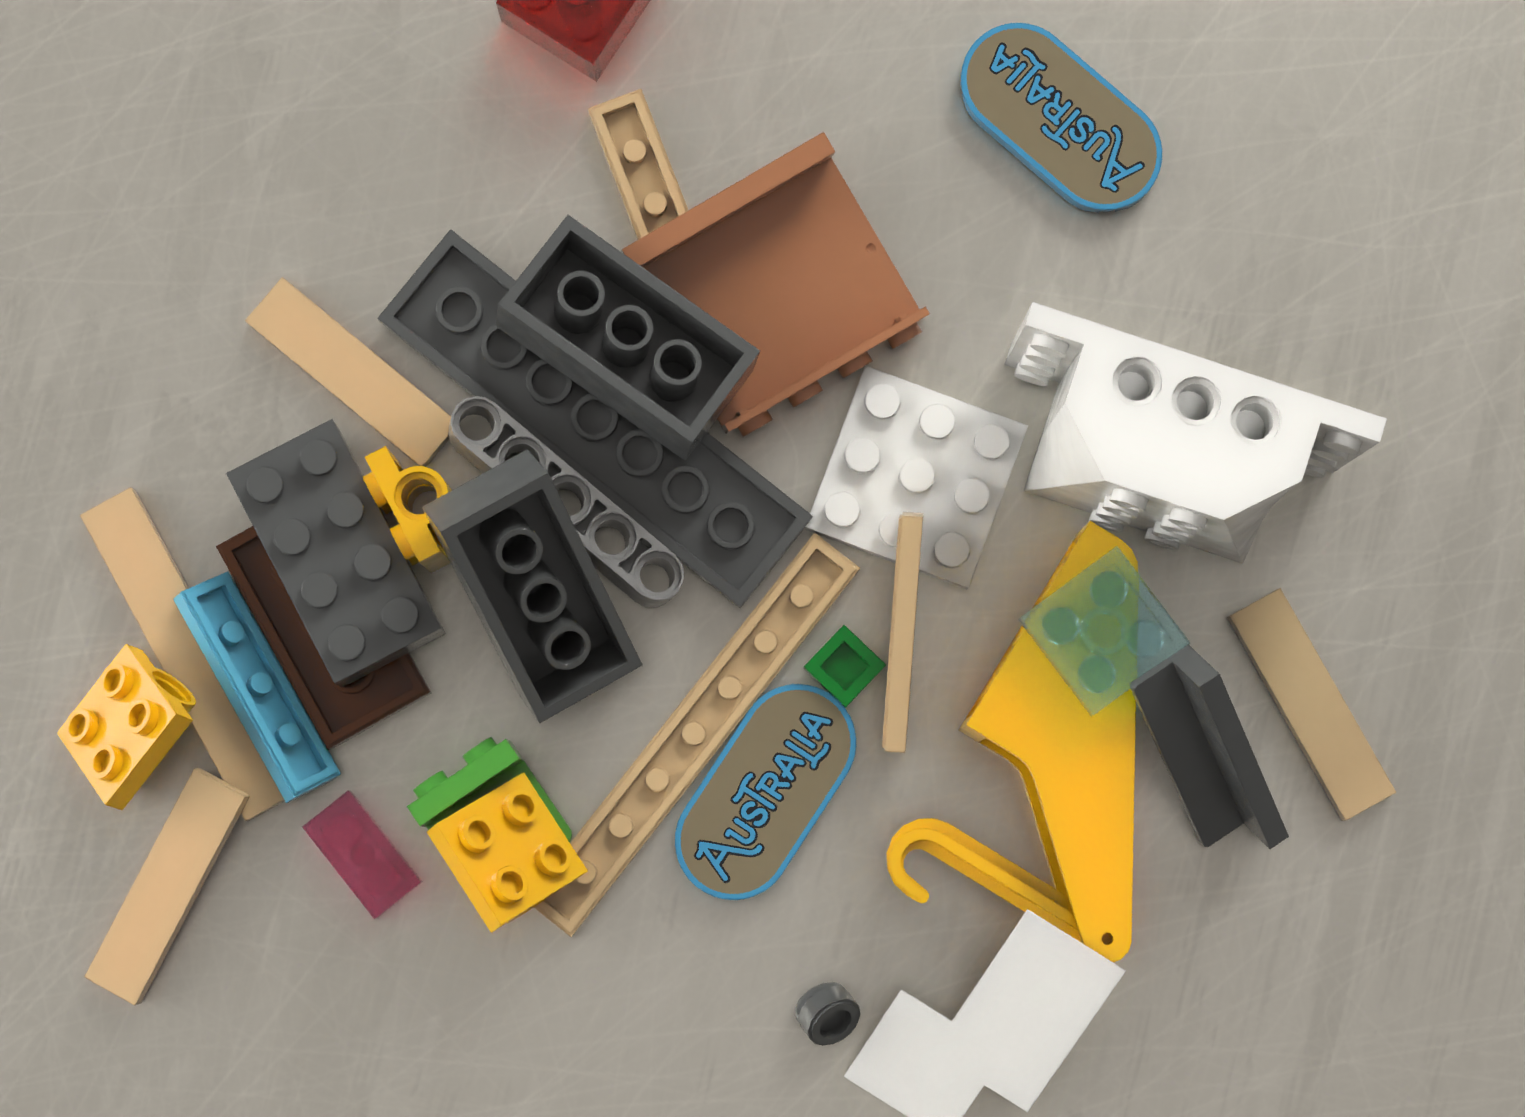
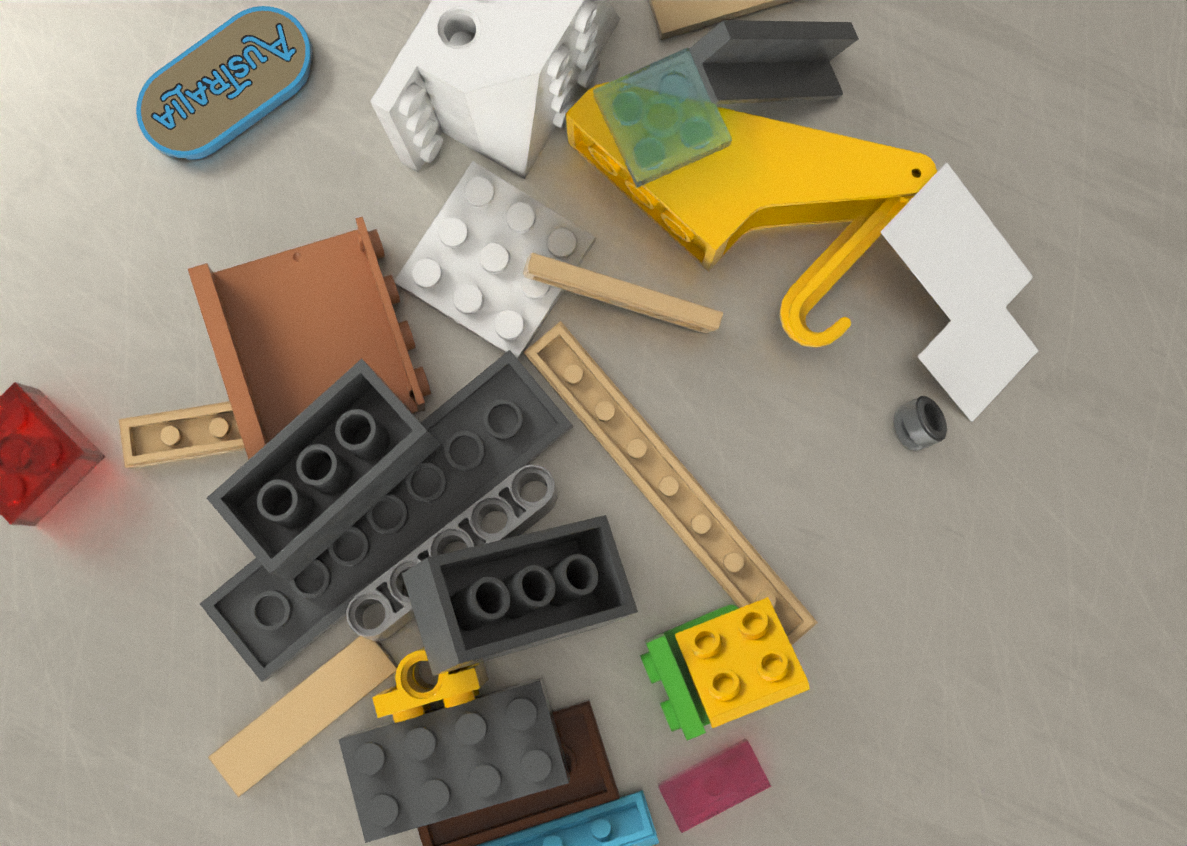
camera: 70 degrees left, 0 degrees up
(765, 792) = (729, 437): dark tan tile -> none
(844, 666) = (639, 350): green plate -> none

